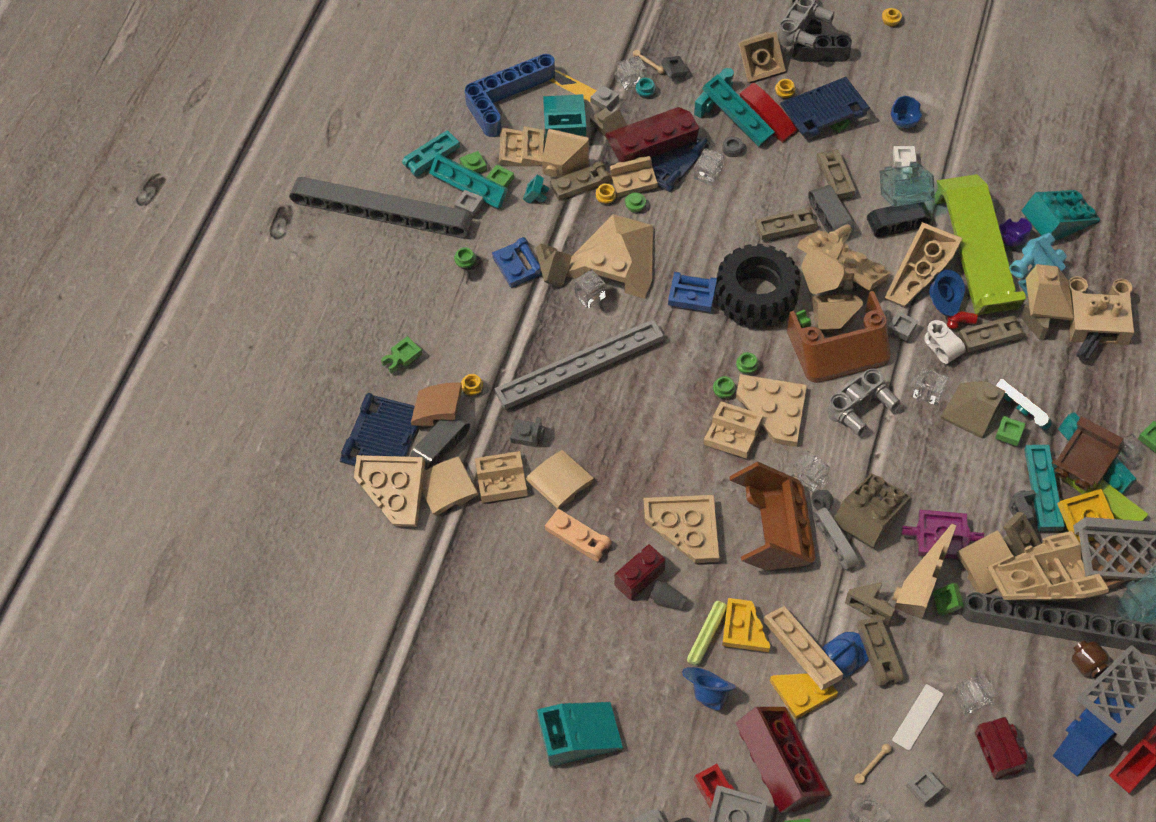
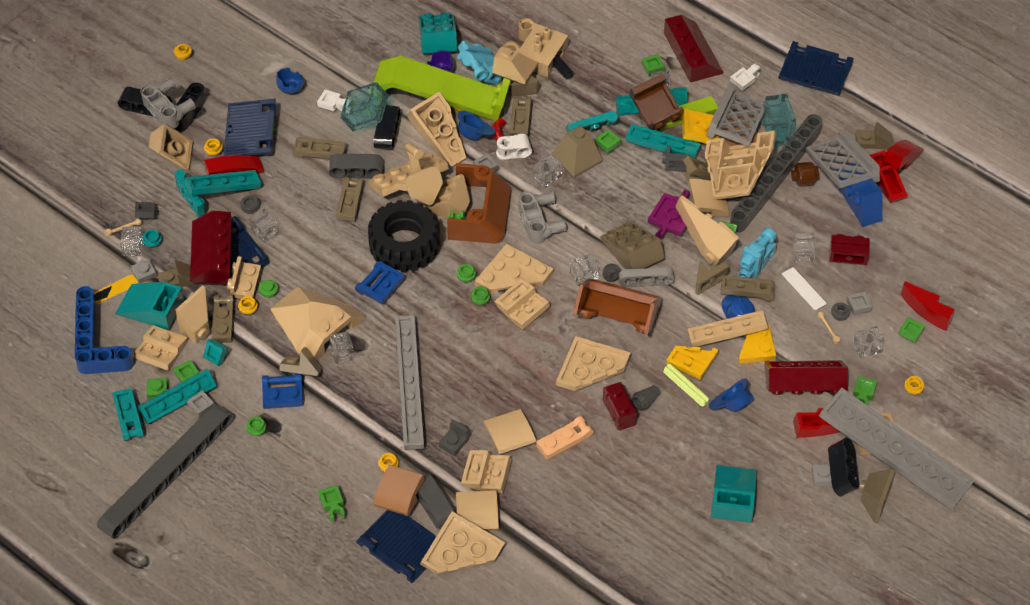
camera: 70 degrees left, 5 degrees down
(900, 775) = (840, 315): none -> dark grey plate
(927, 644) = (758, 254): none -> medium azure hips

